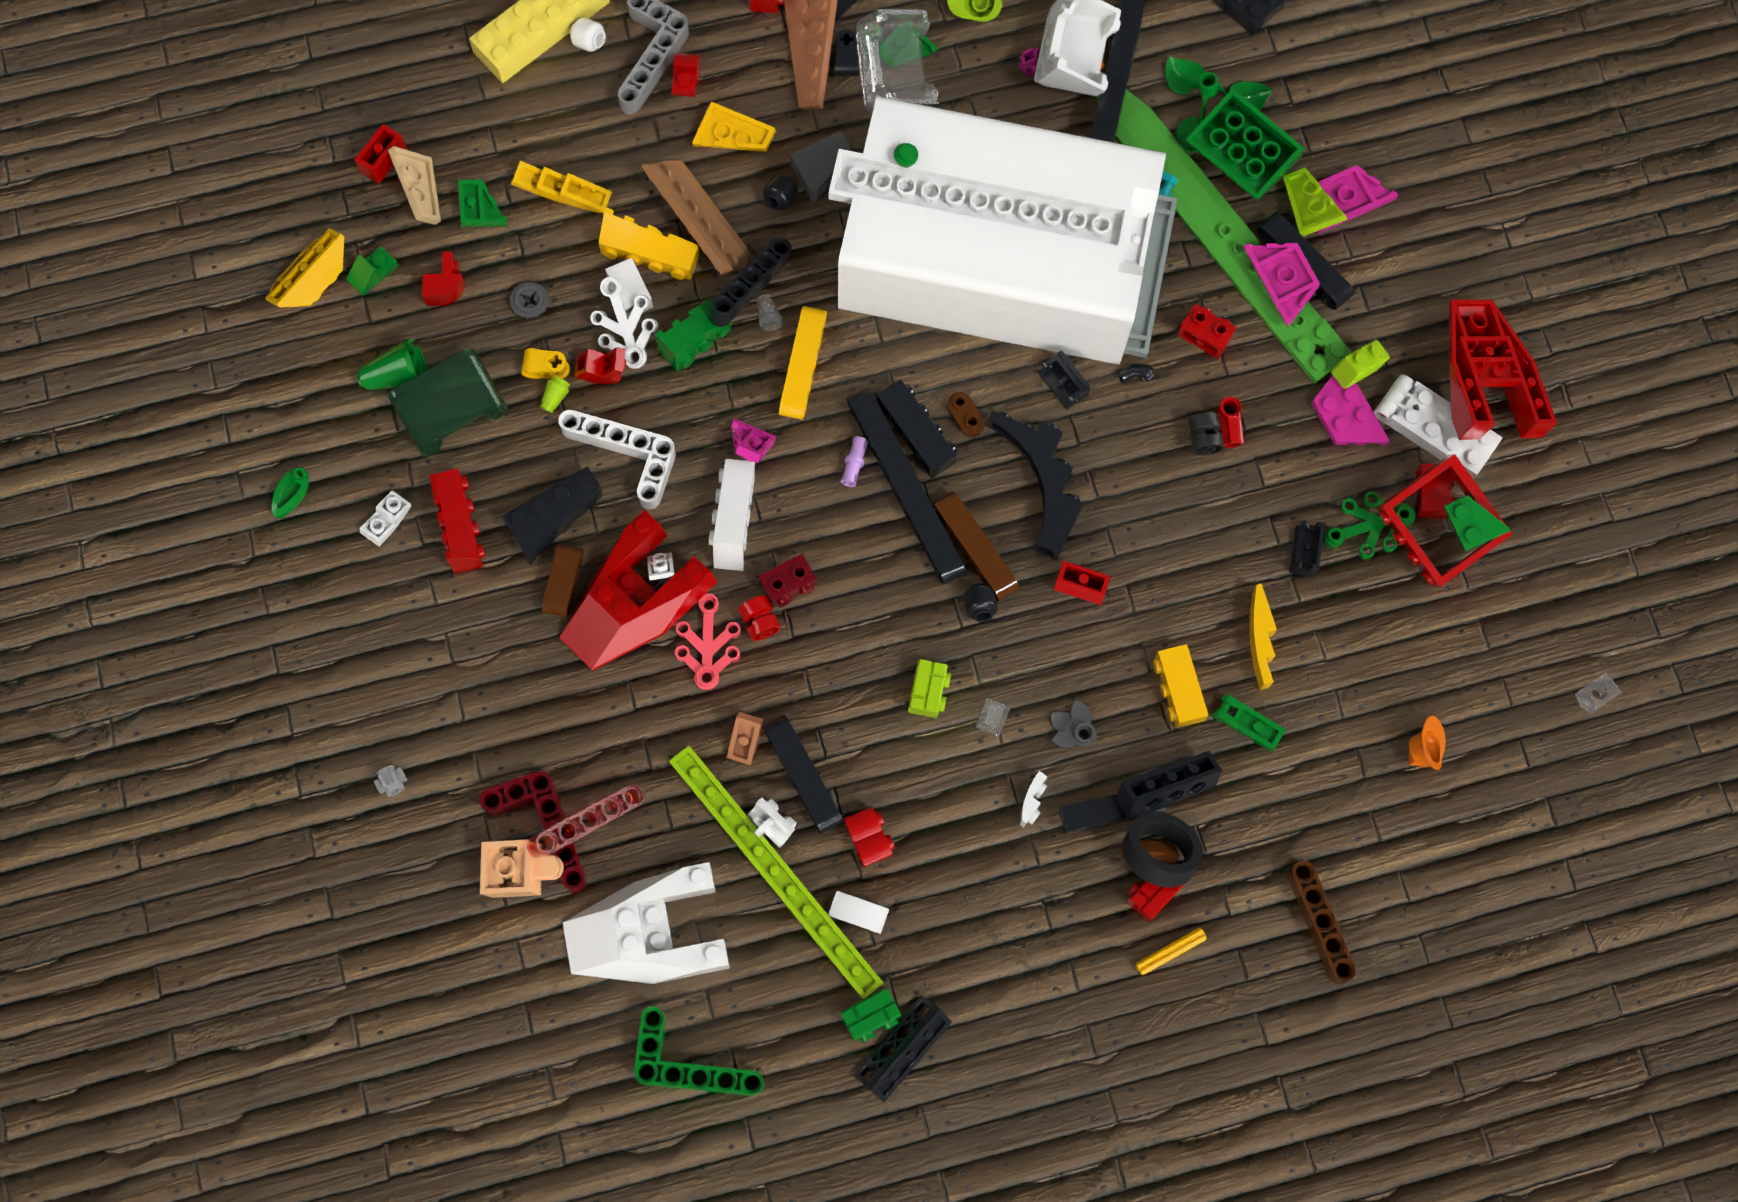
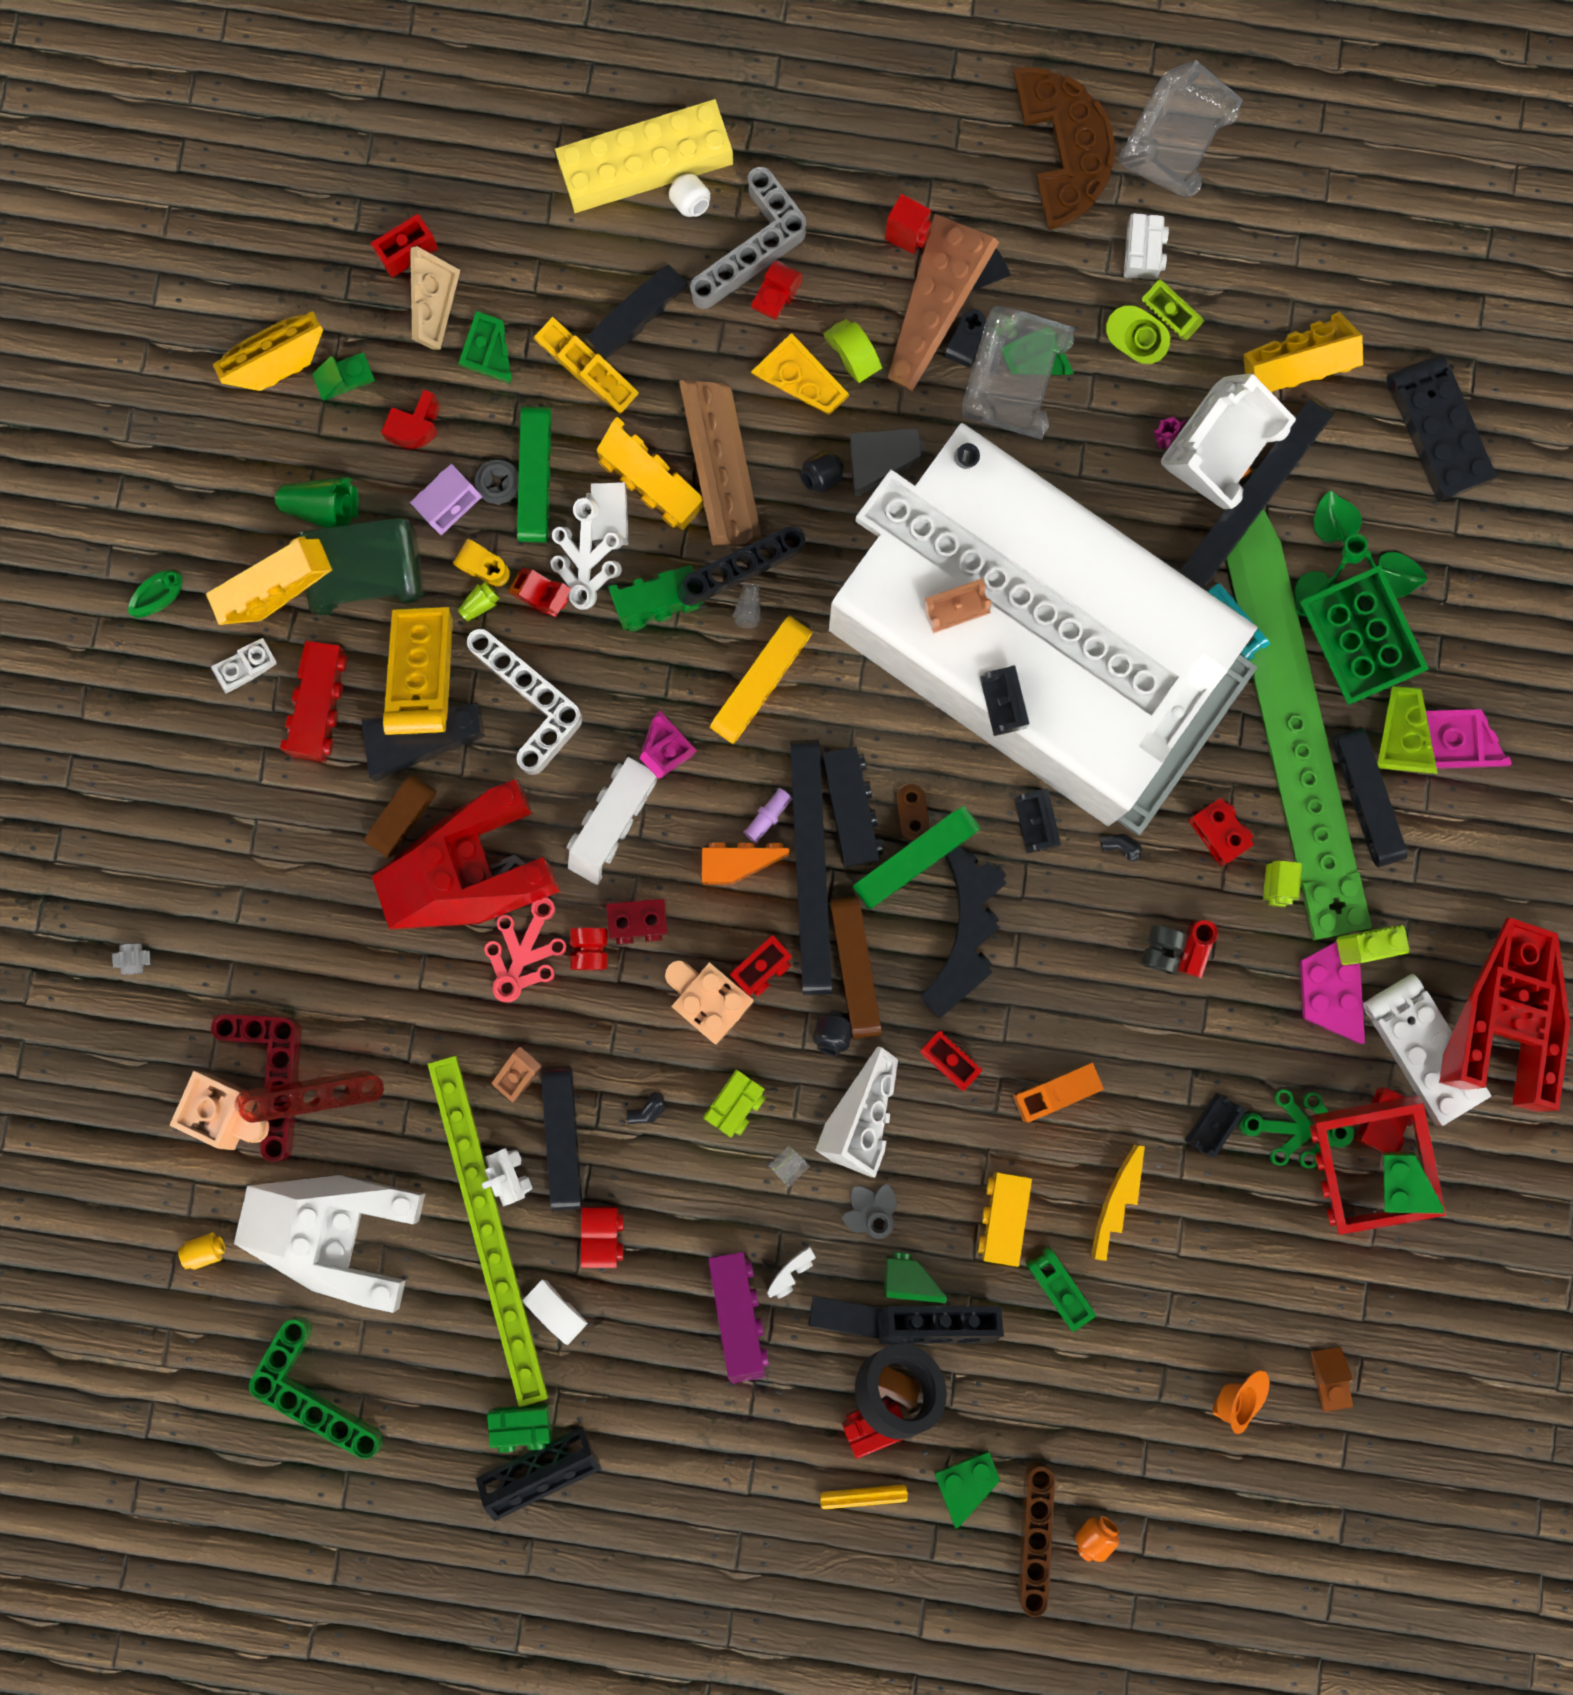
camera: 25 degrees right, 10 degrees up
(384, 438) = (269, 583): none -> yellow wedge
(495, 326) = (446, 499): none -> lavender brick
(531, 459) = (418, 671): none -> yellow hinge
(548, 989) = (201, 1251): none -> yellow brick
(556, 282) = (534, 474): none -> green beam
(583, 133) = (635, 311): none -> black slope
(660, 566) = (507, 848): white slope -> none
(765, 93) = (854, 349): none -> lime brick
(842, 509) = (731, 865): none -> orange slope
(863, 726) = (650, 1112): none -> black arm
(871, 618) = (707, 999): none -> light nougat brick
(897, 114) = (972, 457): none -> black hinge
(901, 574) = (760, 966): none -> red brick
(905, 155) = (960, 509): green plate -> none
(935, 223) = (957, 606): none -> nougat hinge
(985, 441) = (917, 857): none -> green beam
(1003, 276) = (1004, 701): none -> black hinge
(1008, 852) = (737, 1317): none -> magenta wedge
(1031, 665) = (857, 1124): none -> white wedge
(1129, 762) = (909, 1280): none -> green slope
(1174, 575) = (1057, 1093): none -> orange slope
(1247, 907) = (967, 1485): none -> green wing
(1270, 346) = (1282, 883): none -> lime brick
(1285, 276) = (1335, 808): dark pink wing -> none
(1368, 901) = (1097, 1539): none -> orange head
(1487, 700) = (1332, 1378): none -> dark orange slope
(1606, 689) = (1468, 1424): clear brick -> none

